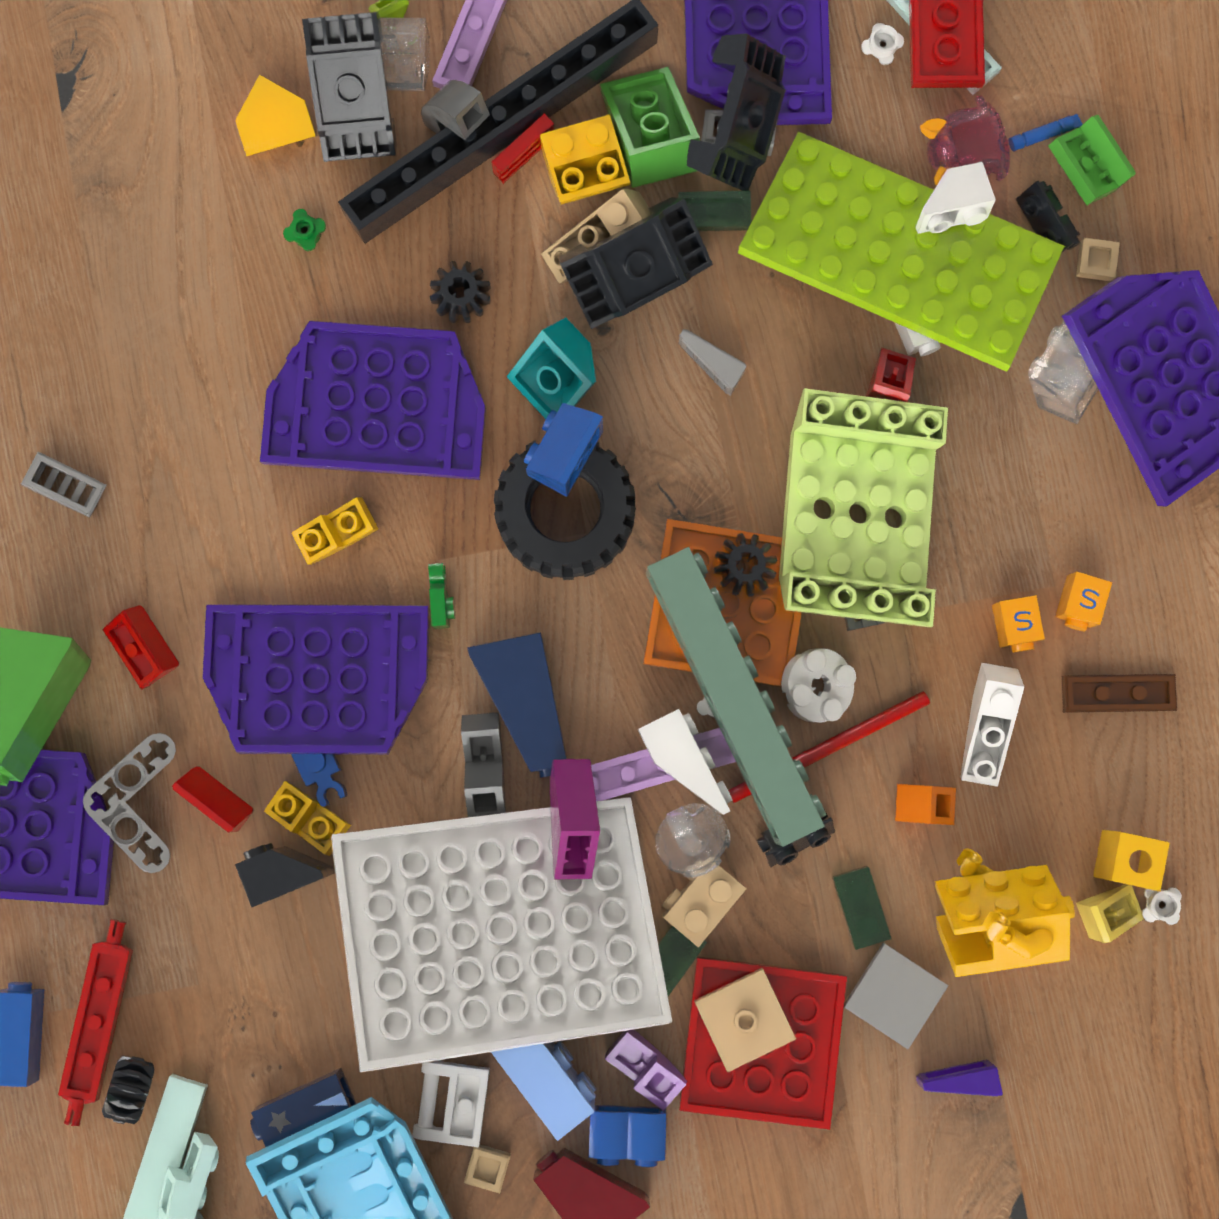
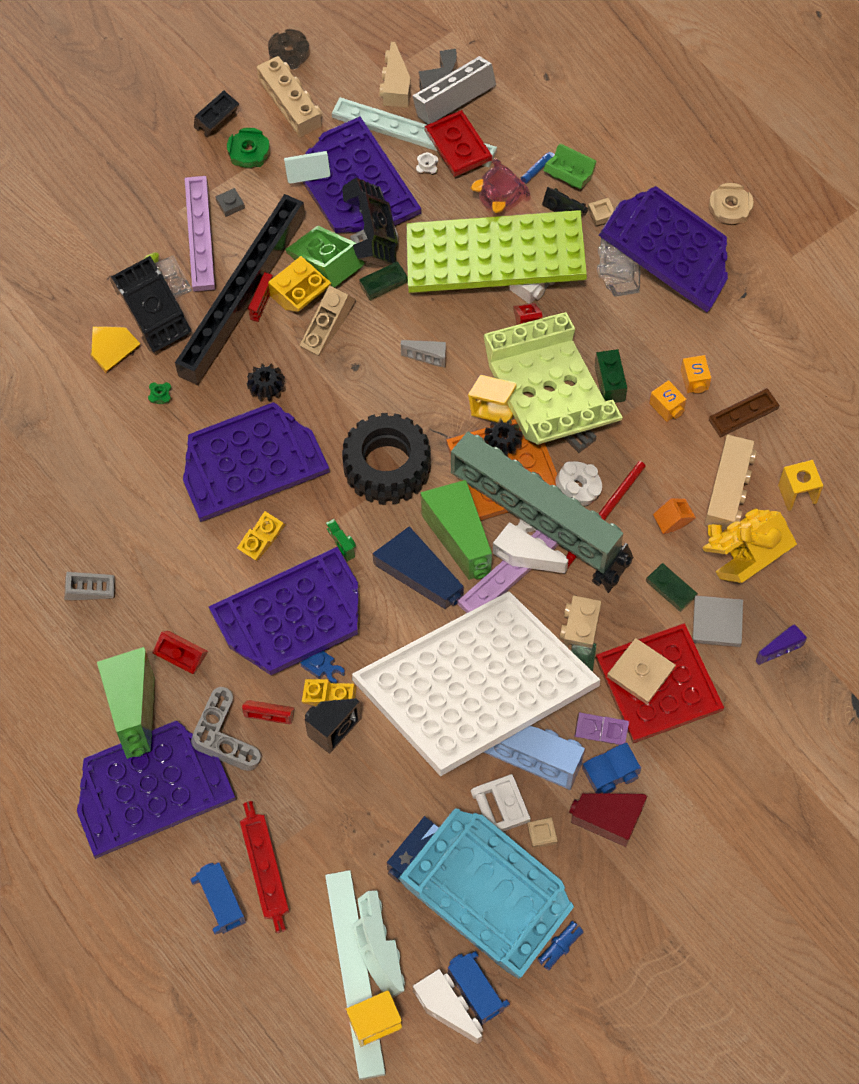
camera: 25 degrees left, 20 degrees down
(128, 1090) = (305, 889): black gear -> none
(455, 107) = (215, 286): dark grey brick -> none
(483, 764) = (413, 613): dark grey brick -> none
(555, 368) = (341, 396): teal slope -> none
(564, 448) = (371, 415): blue slope -> none
(573, 819) = (484, 606): magenta slope -> none
(609, 663) = (457, 525): none -> bright green slope
(636, 263) = (356, 320): black plate -> none
(692, 840) = (555, 591): clear tile -> none
(764, 492) = (491, 398): none -> yellow piece
(957, 540) = (611, 375): none -> dark green piece
(958, 199) = (511, 210): white slope -> none
(991, 723) = (684, 458): white slope -> none
(1033, 800) = (730, 481): none -> tan brick
(1110, 913) = (806, 522): light yellow slope -> none
(1172, 907) = (835, 499): white plate -> none

